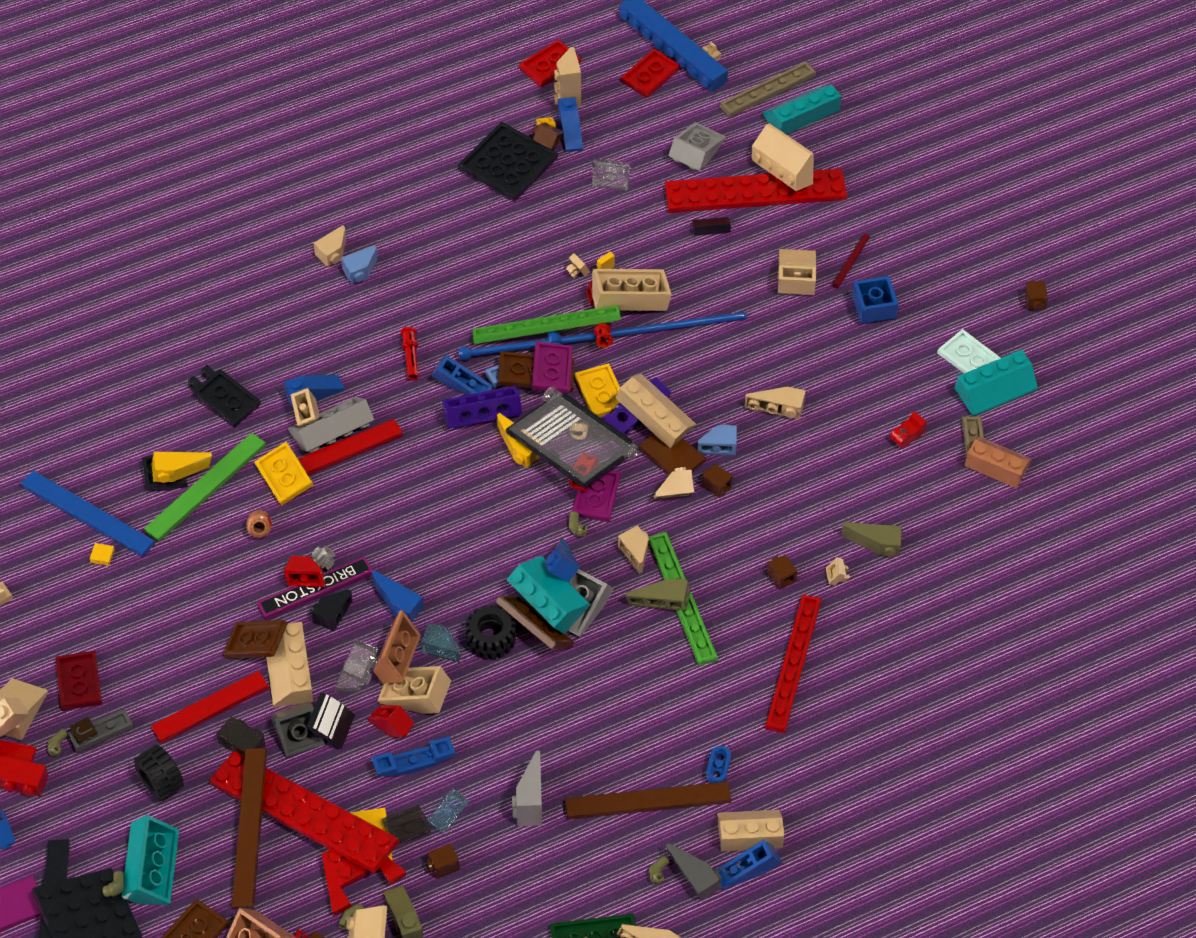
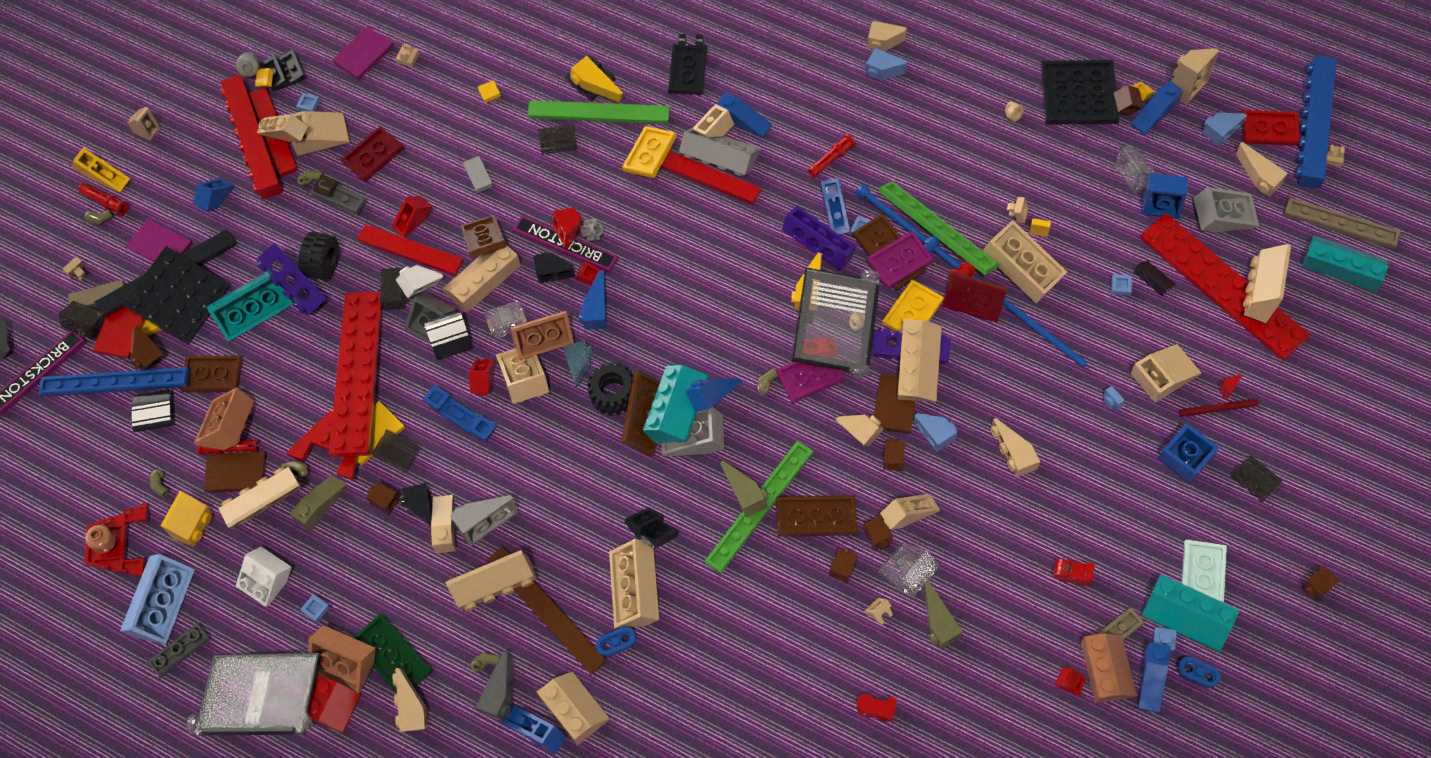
camera: 60 degrees right, 10 degrees up
(88, 513) = (516, 59): blue tile -> none
(115, 887) = (208, 297): olive arm -> none
(165, 805) = (275, 254): none -> dark purple brick
(177, 684) = (411, 215): none -> red slope
(181, 612) = (477, 174): none -> light grey tile
(204, 531) = (557, 139): none -> clear smoke plate
(249, 828) = (316, 347): reddish brown tile -> none
(255, 711) = (417, 279): none -> white slope
(259, 523) = (588, 167): nougat head -> none
(360, 589) = (587, 273): none -> red slope
(447, 810) = (424, 470): clear light blue slope -> none
(473, 836) = (418, 502): none -> black slope
(487, 212) = (1013, 111): none -> tan tile
(507, 829) = (442, 525): none -> tan slope
(542, 64) = (1227, 49): red tile -> none
(596, 817) = (492, 580): none -> tan slope
(624, 98) = (1223, 126): none -> medium blue slope
(630, 340) = (975, 297): none -> dark red tile
(634, 546) = (777, 439): tan slope -> none
(646, 679) = (650, 528): none -> black slope
(653, 169) = (1164, 195): none -> blue brick
(679, 723) = (633, 585): none -> tan slope
(683, 102) = (1262, 172): none -> tan slope
(700, 248) = (1121, 285): none -> medium blue plate
(724, 564) = (816, 516): none -> reddish brown tile
(774, 532) = (878, 533): none -> reddish brown brick
(775, 499) = (908, 510): none -> tan slope
(790, 315) = (1113, 399): none -> medium blue plate
(793, 664) = (762, 635): red tile -> none
(819, 530) = (909, 568): none -> clear slope
(842, 242) = (1229, 385): none -> red slope
(916, 623) = (875, 708): none -> red leg
(925, 277) = (1256, 478): none -> clear smoke plate
(988, 491) = (1070, 681): none -> red slope
(1003, 414) = (1165, 637): none -> medium blue plate
(1026, 437) = (1153, 677): none -> blue slope
(1043, 409) = (1198, 672): none -> blue plate

